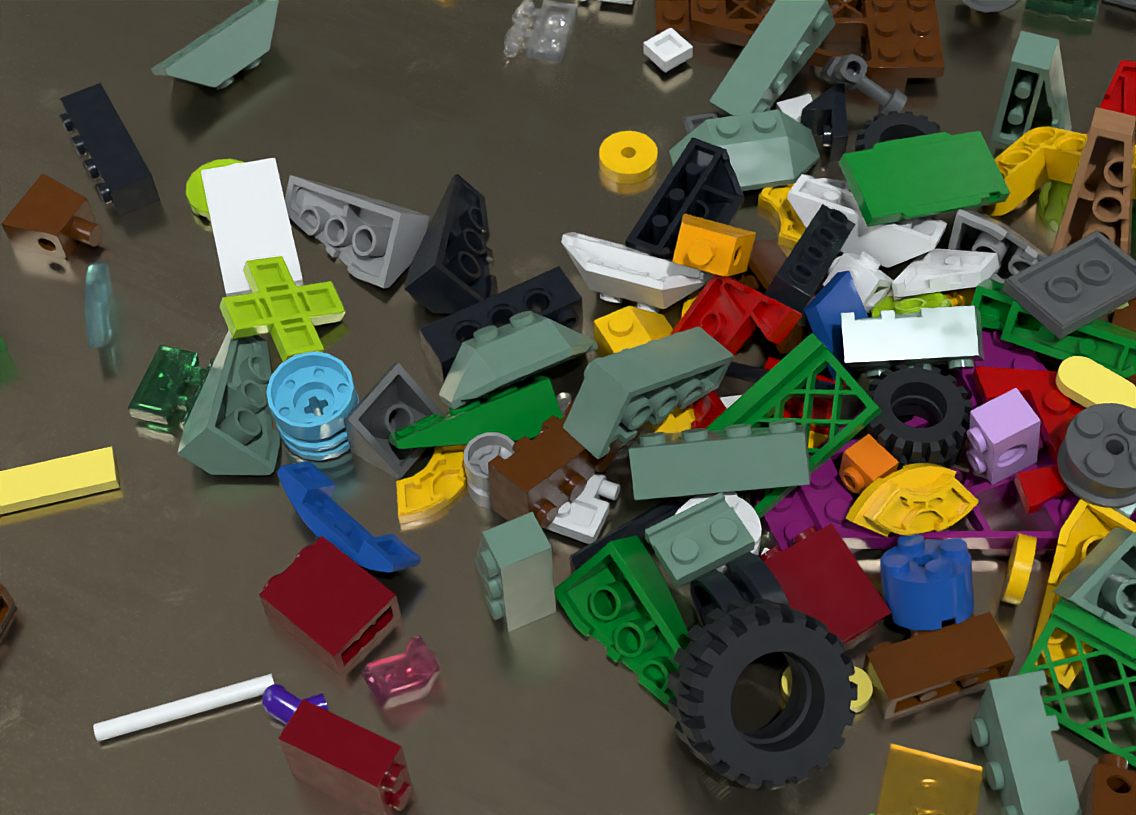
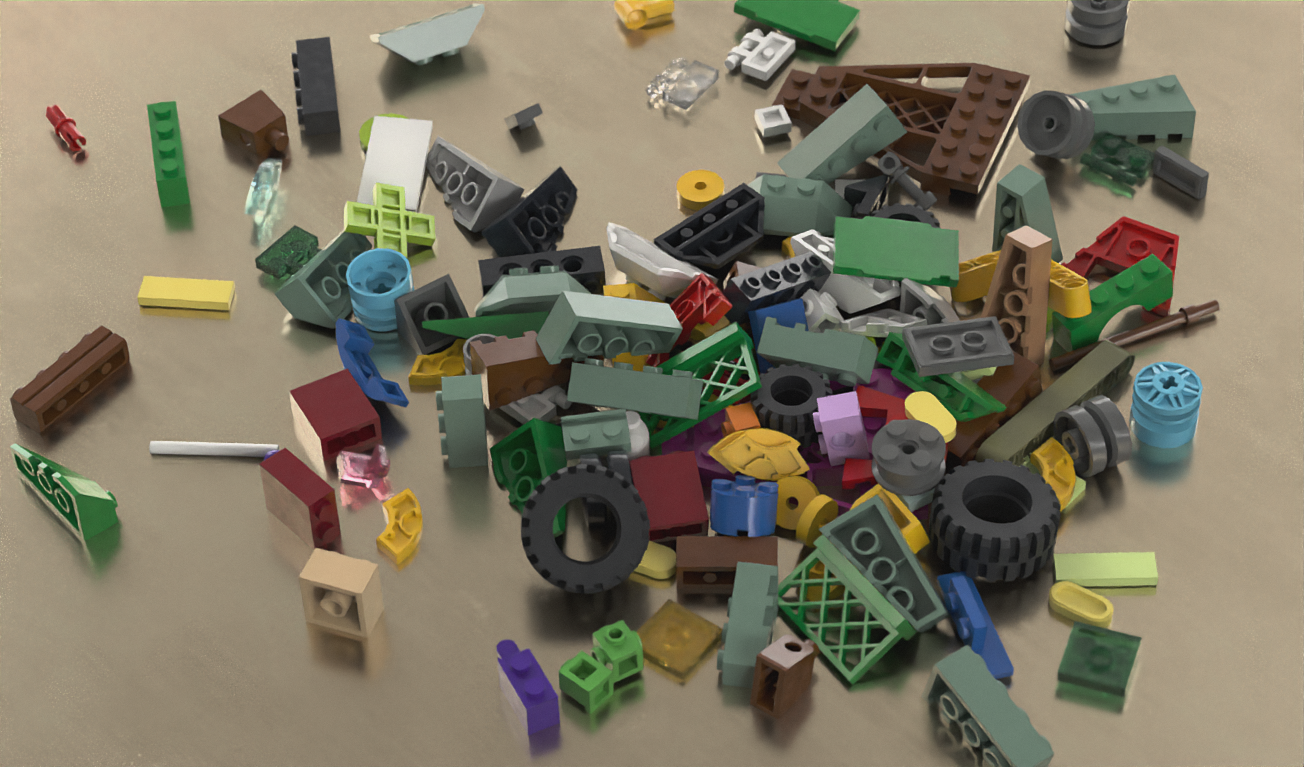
camera: 20 degrees right, 10 degrees down
(379, 122) = (524, 117): none -> dark grey plate
(492, 745) = (403, 526): none -> yellow tile
(712, 246) = (701, 250): light orange torso -> none
(995, 544) = (796, 487): none -> yellow piece

